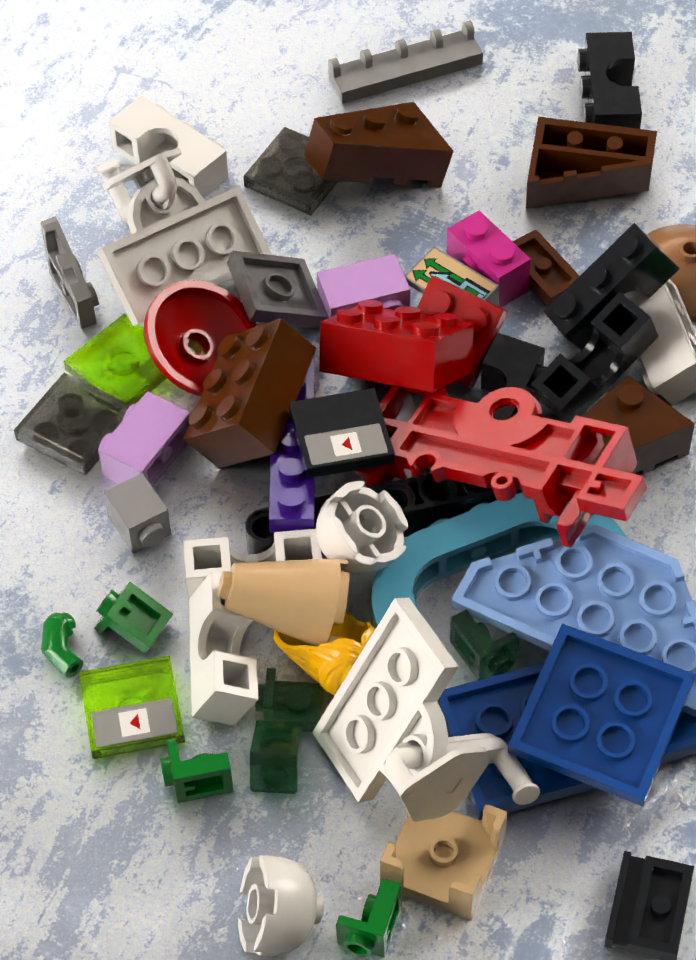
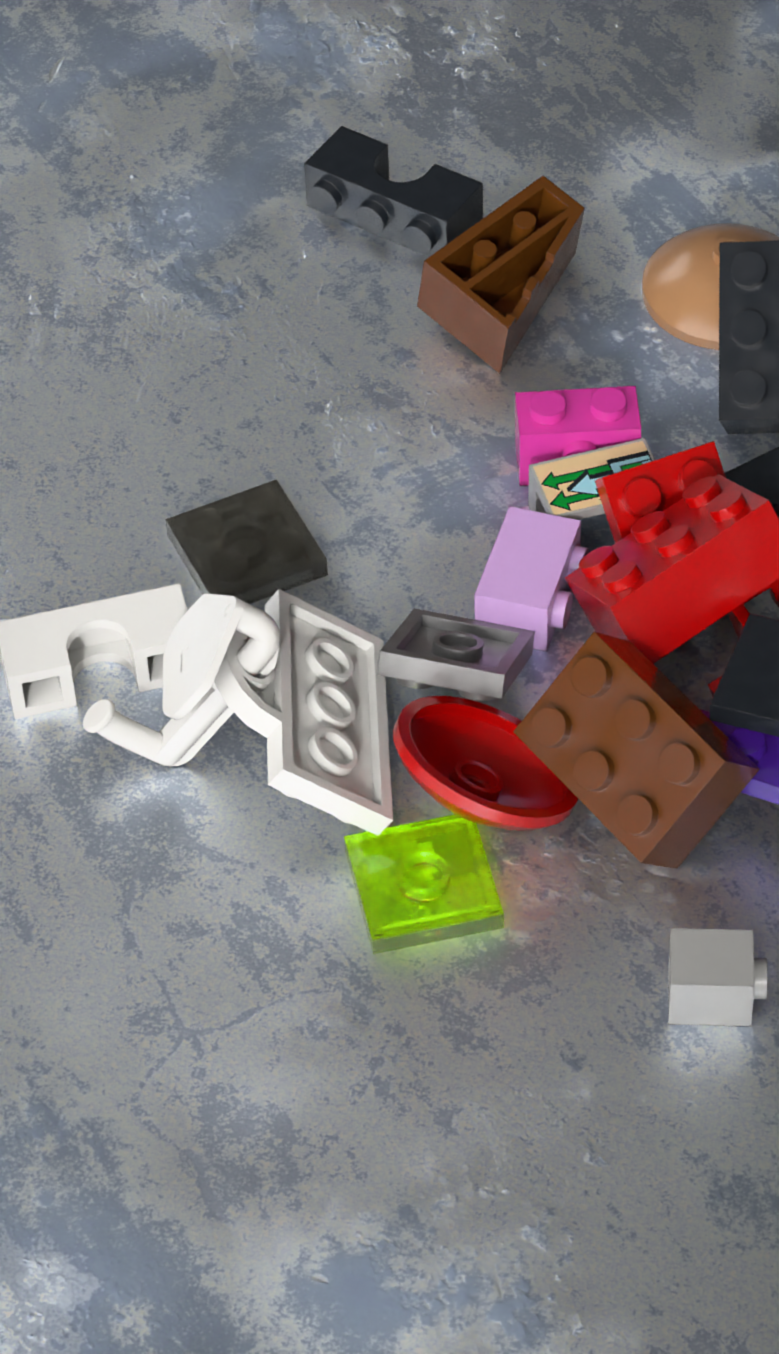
camera: 55 degrees left, 5 degrees down
(68, 274) = (241, 855): light grey wing -> none
(71, 423) = (496, 977): clear smoke plate -> none
(144, 440) = (597, 914): lavender brick -> none
(379, 144) = (315, 432): reddish brown wedge -> none
(405, 64) = (163, 359): light grey hinge -> none
(548, 270) = (659, 392): reddish brown plate -> none

